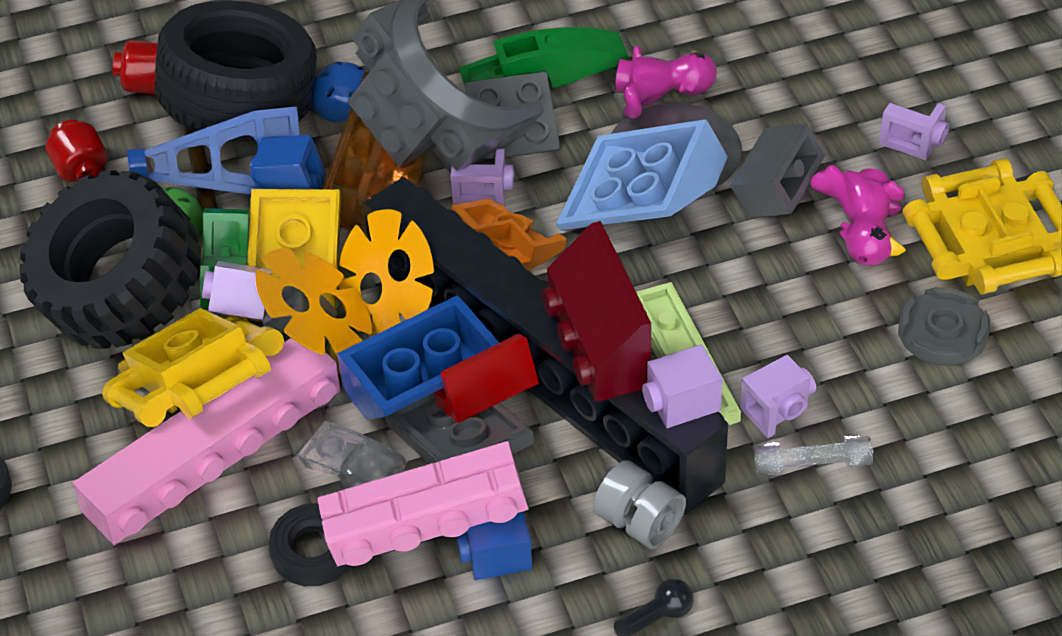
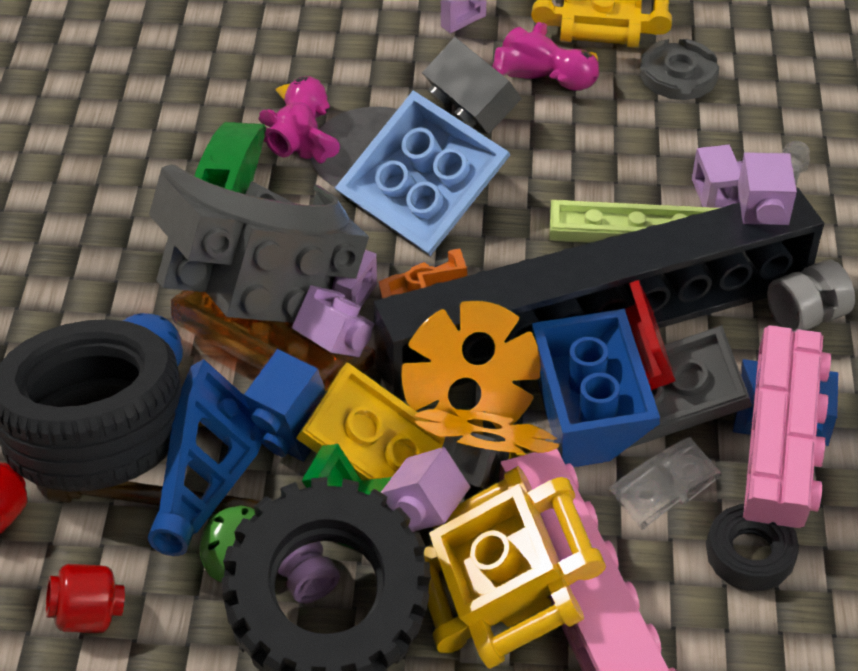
camera: 70 degrees left, 0 degrees up
(388, 164) = (333, 322): none -> lavender brick
(599, 315) = (674, 201): dark red slope -> none

